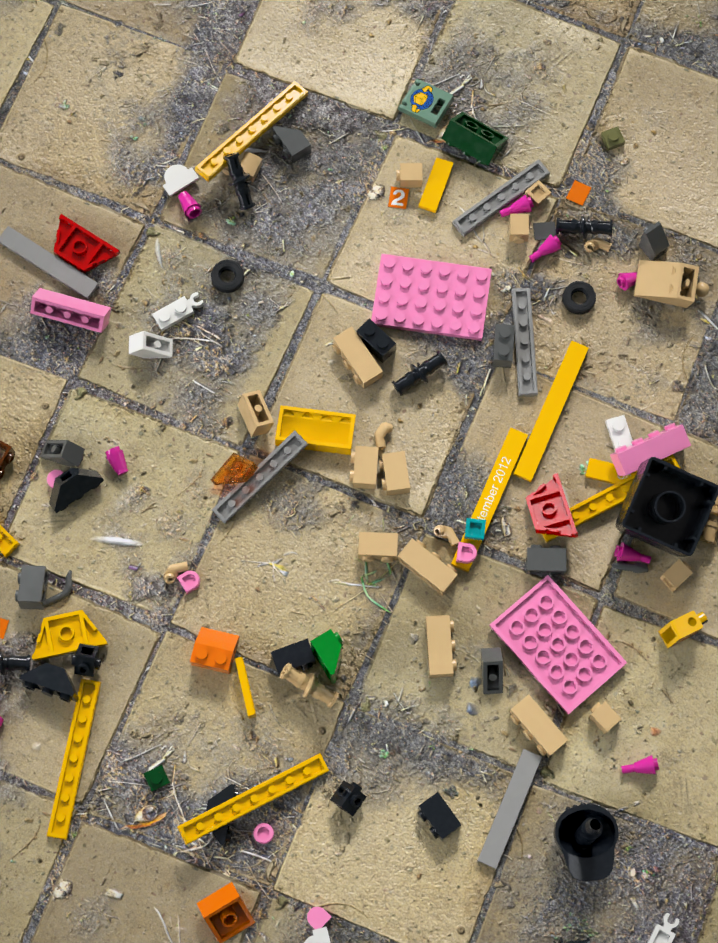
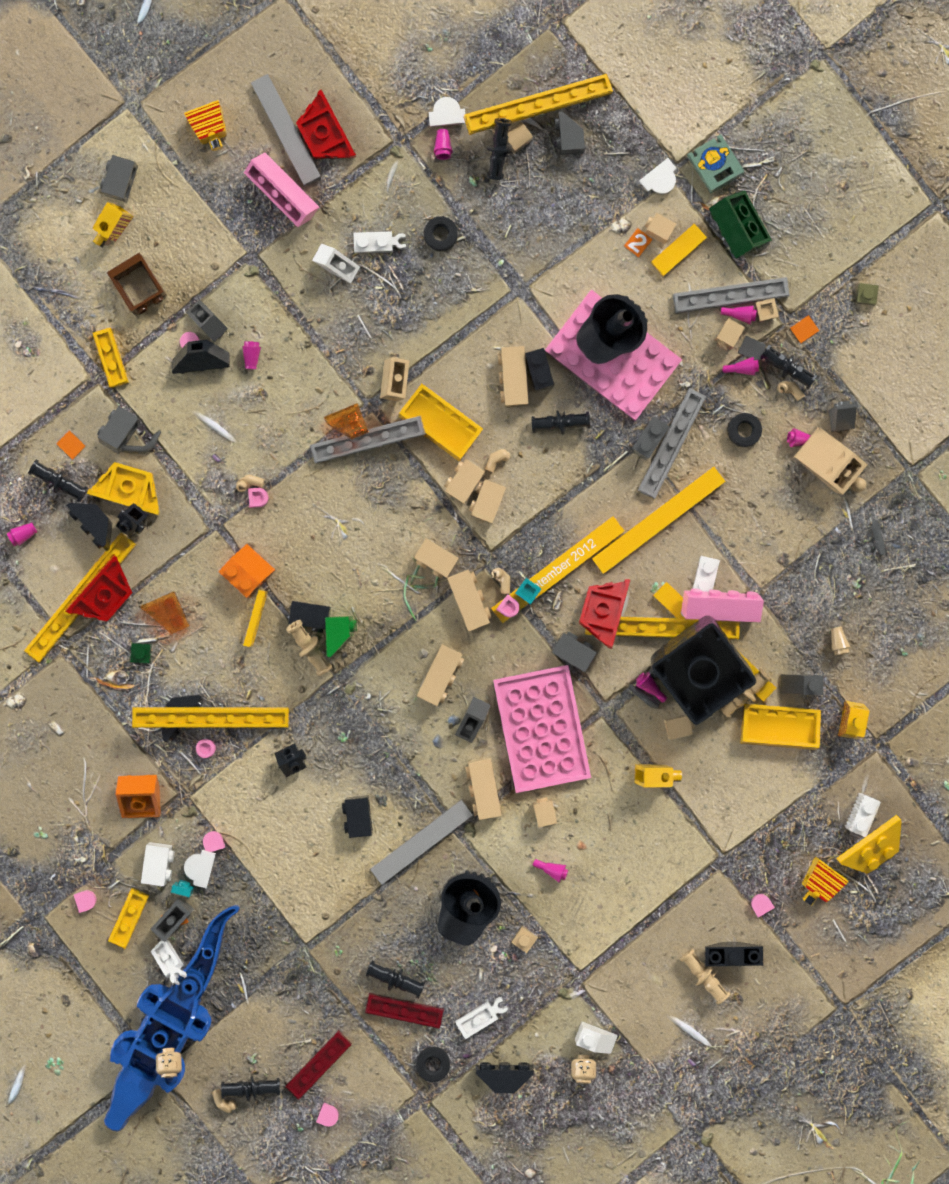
camera: 30 degrees right, 15 degrees up
(94, 740) = (103, 593): none -> red wing
(162, 727) = (167, 612): none -> clear orange wing
(387, 137) = (660, 178): none -> white piece
(419, 270) = (612, 329): none -> black piece
(655, 846) = (524, 939): none -> tan plate

